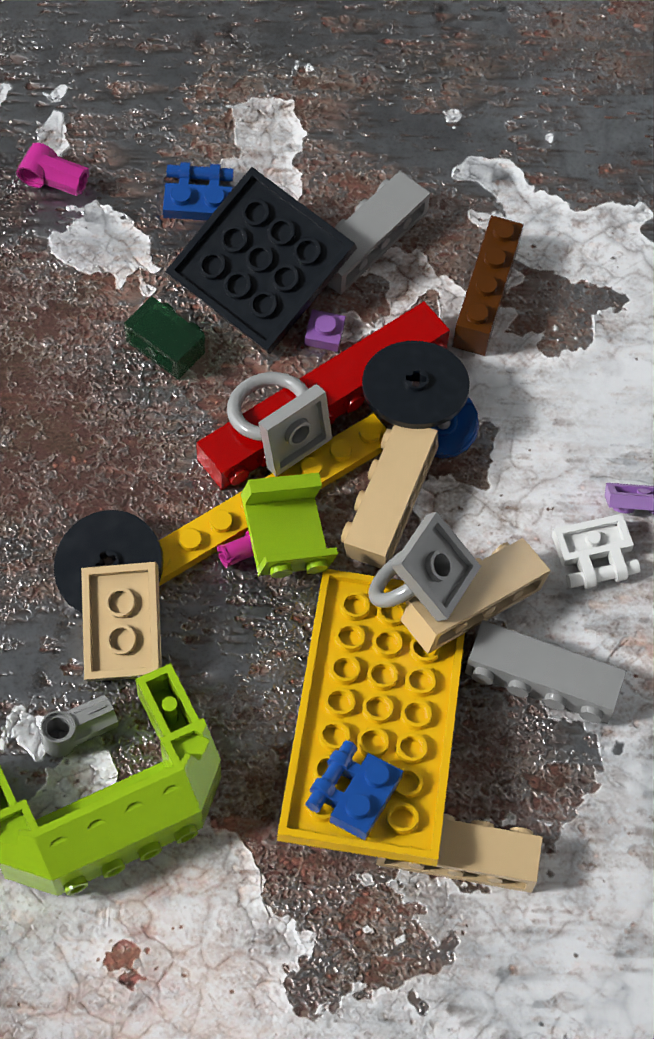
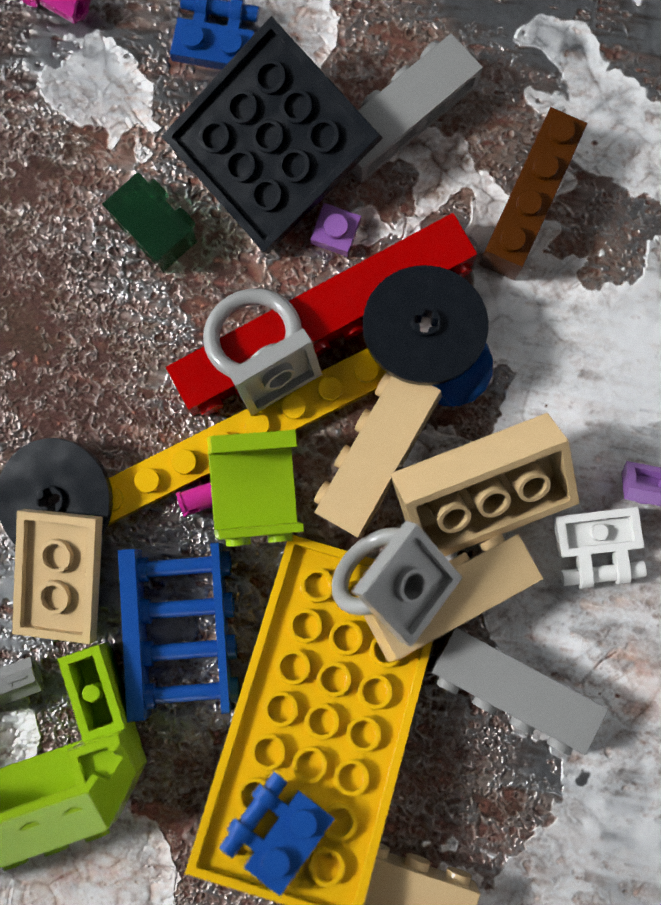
camera: 15 degrees right, 20 degrees up
(206, 681) = (140, 653): none -> blue fence
(497, 498) = (489, 485): none -> tan brick

